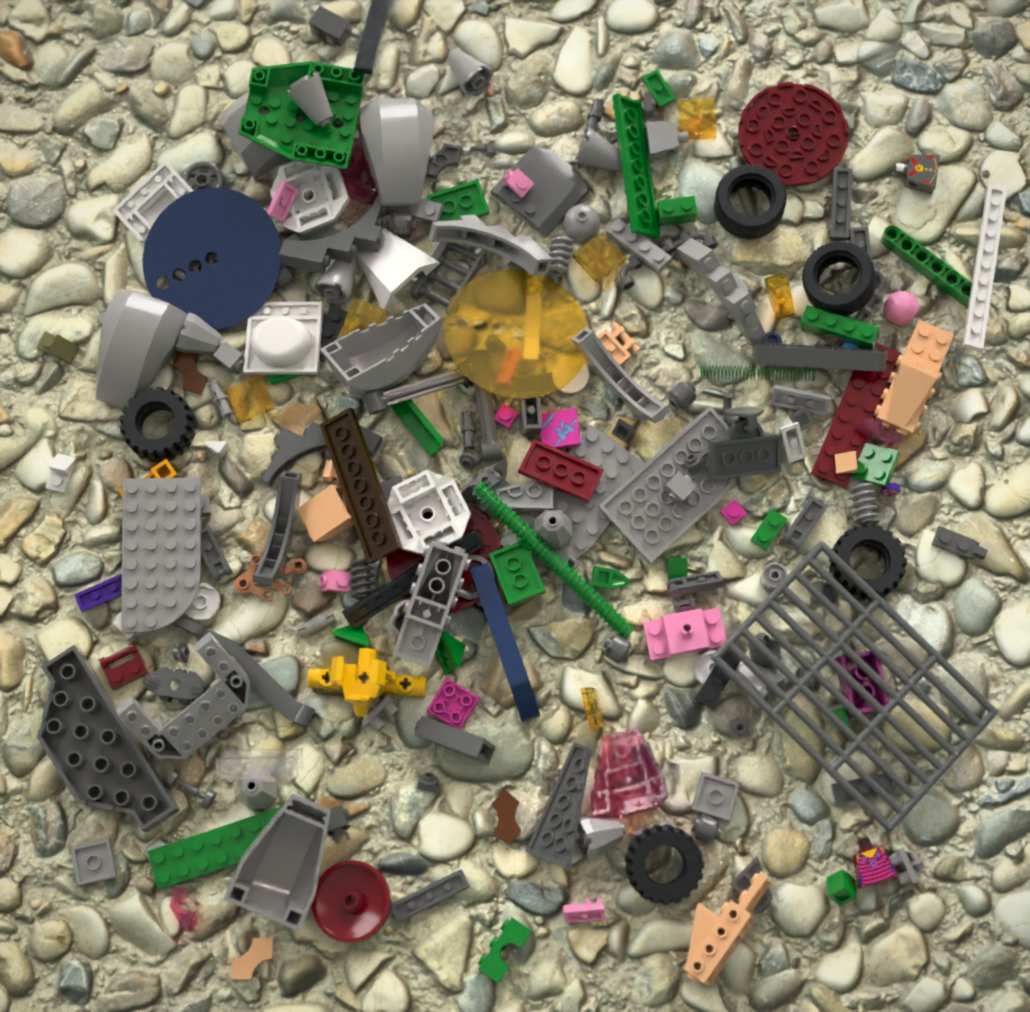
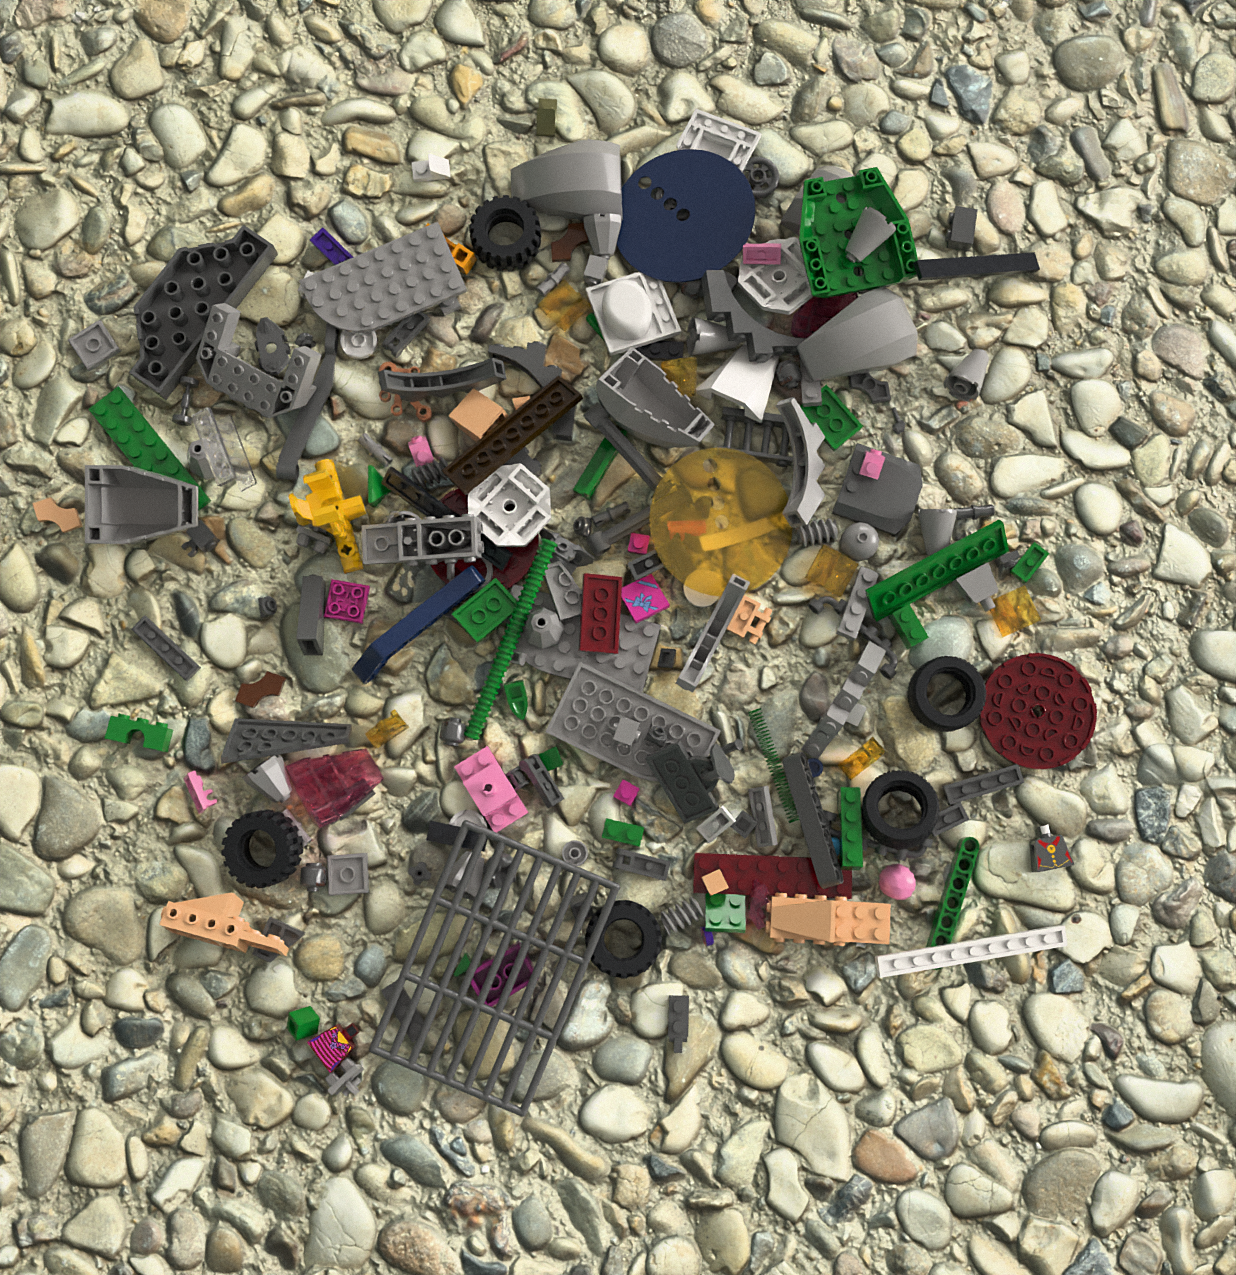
camera: 60 degrees right, 5 degrees up
(127, 671) = (271, 302): dark red plate -> none
(186, 918) = (72, 439): clear pink slope -> none
(217, 447) = (504, 295): white slope -> none
(351, 901) = (133, 580): dark red dish -> none
(449, 652) = (394, 579): green slope -> none
(682, 395) = (722, 701): dark grey head -> none

